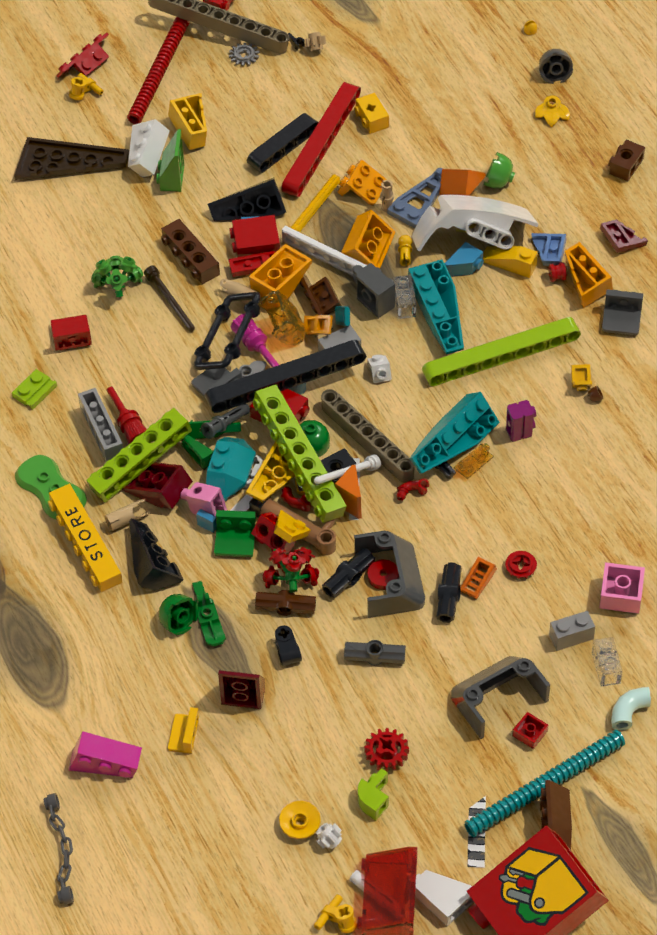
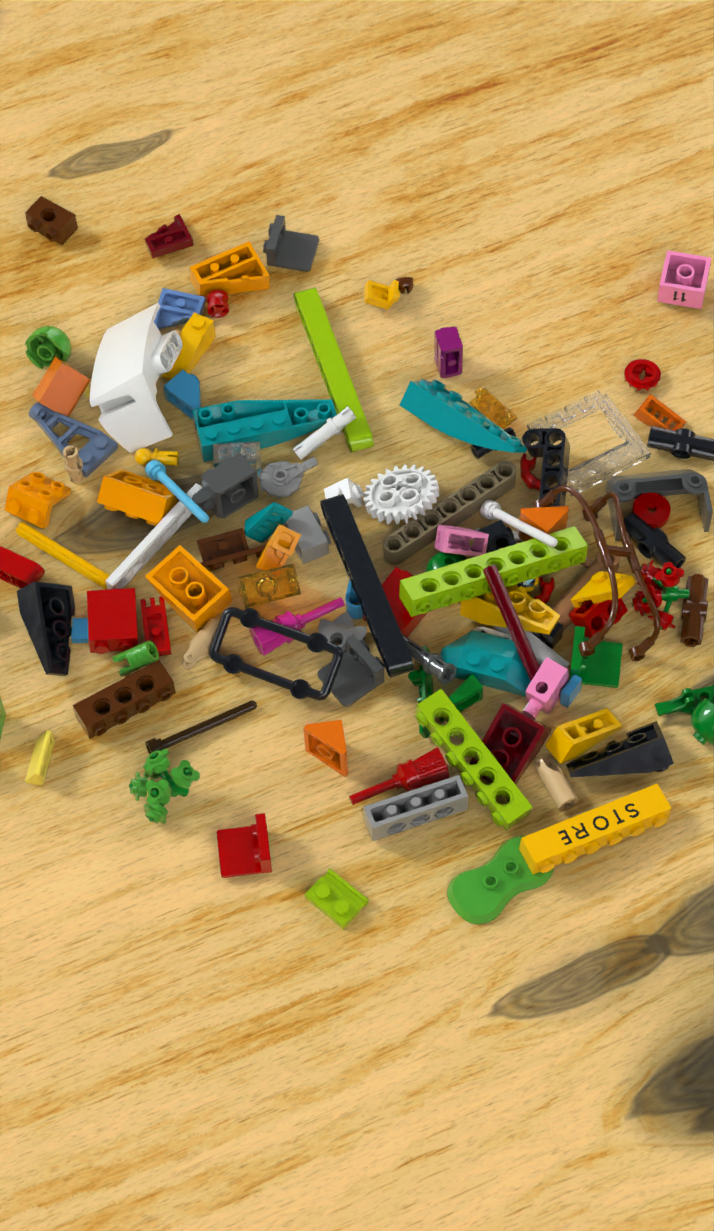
camera: 85 degrees left, 5 degrees up
(142, 212) = (40, 759): none -> light yellow slope
(147, 370) = (327, 744): none -> orange slope
(169, 530) = (582, 734): none -> yellow slope
(222, 248) = (137, 657): none -> bright green hinge
(255, 464) = (512, 620): none -> dark red axle
(306, 510) = (590, 515): none -> reddish brown bar
(332, 433) = (456, 540): none -> bright pink torso
(391, 250) = (157, 471): none -> medium azure piece
(392, 403) = (401, 494): none -> white gear
(393, 327) = (284, 478): none -> light grey piece
(409, 498) = (550, 455): none -> black beam
(429, 544) = (609, 462): none -> clear hinge
(437, 349) = (321, 435): none -> white pin

